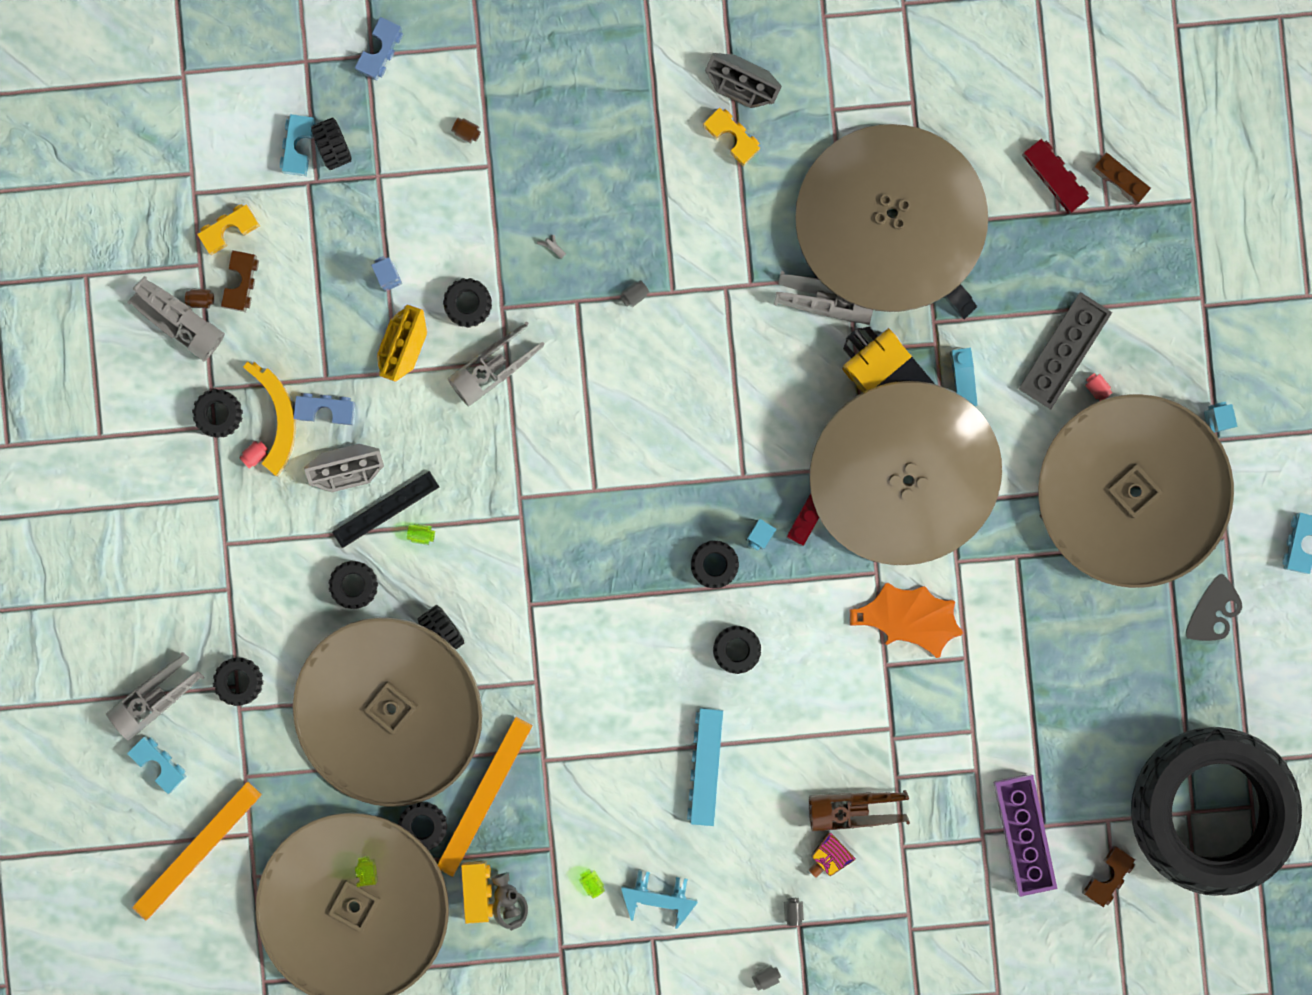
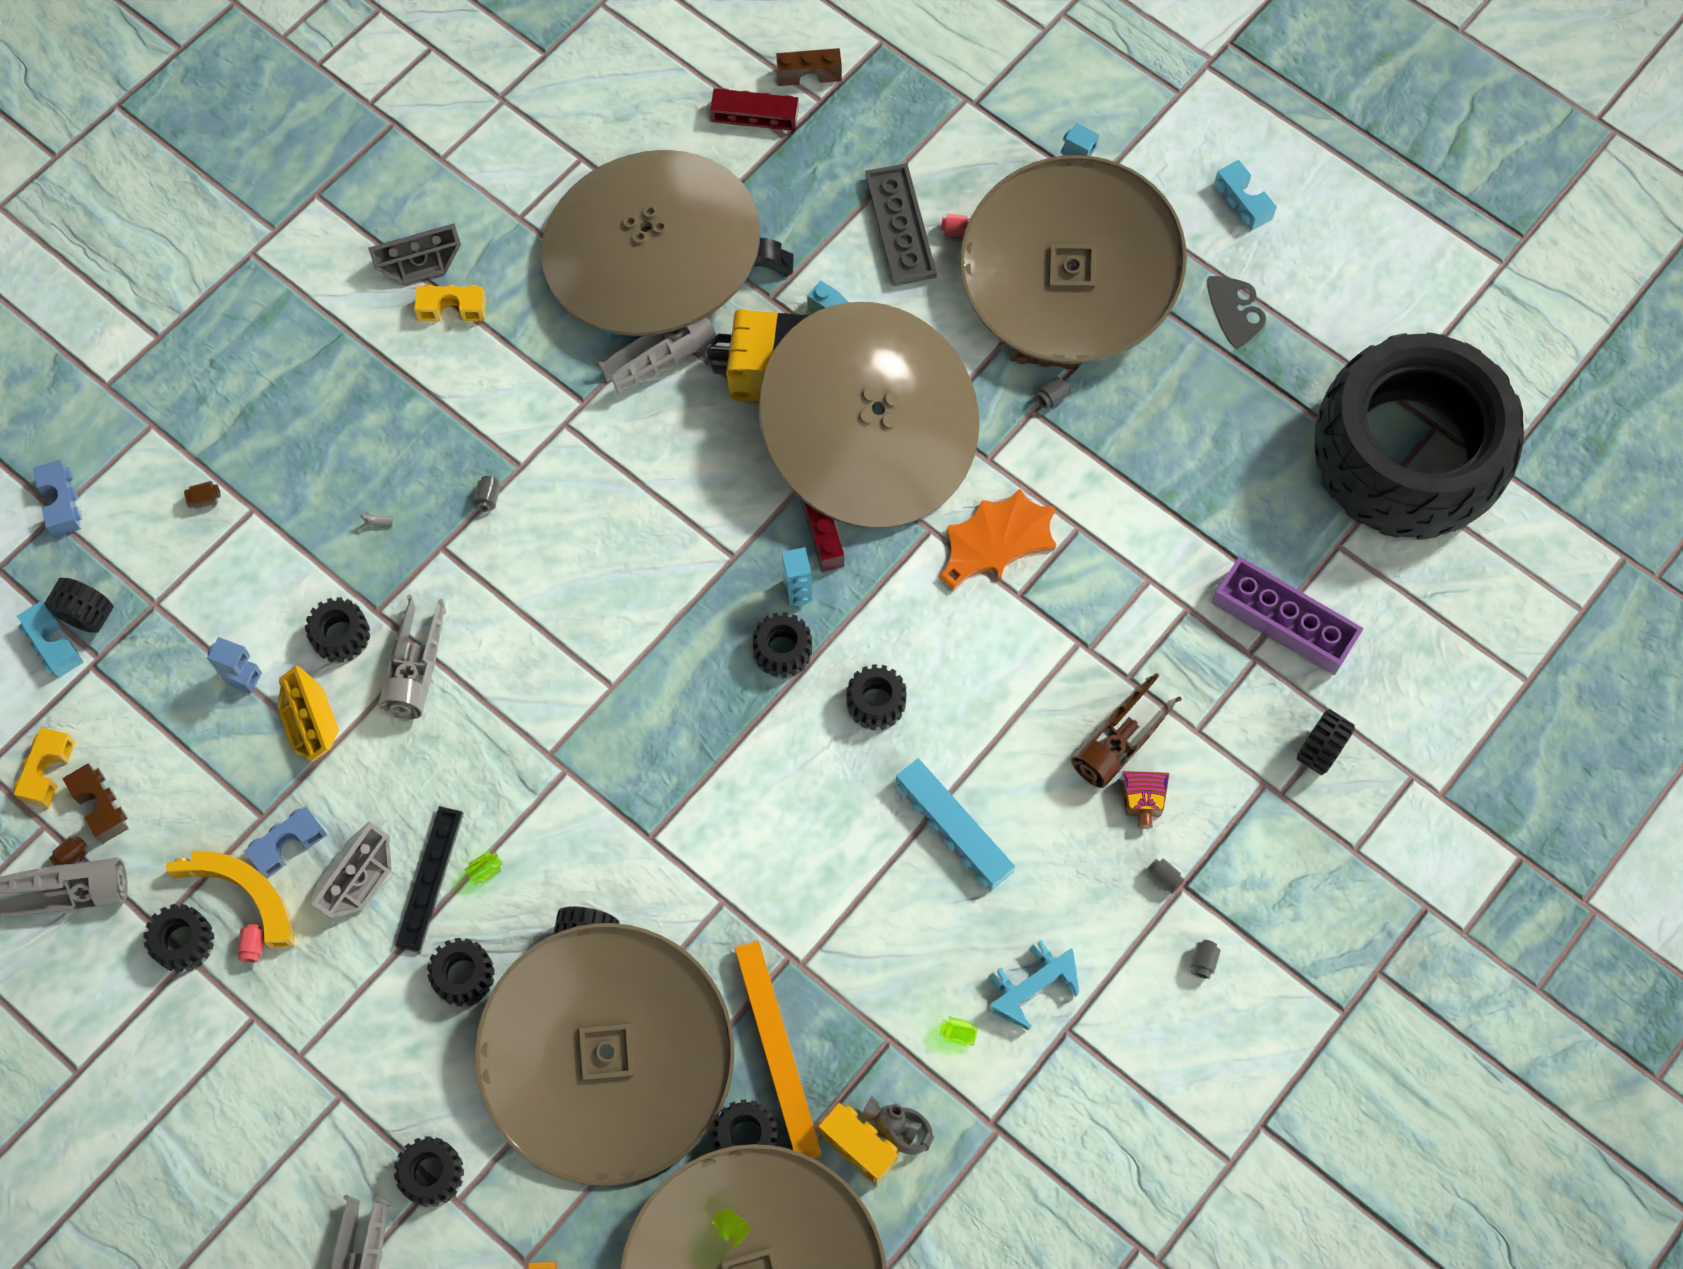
camera: 40 degrees left, 20 degrees down
(962, 930) = (1325, 742): none -> black tyre
(1039, 559) = (1053, 392): none -> dark grey brick
(1102, 891) = (1389, 566): reddish brown arch -> none

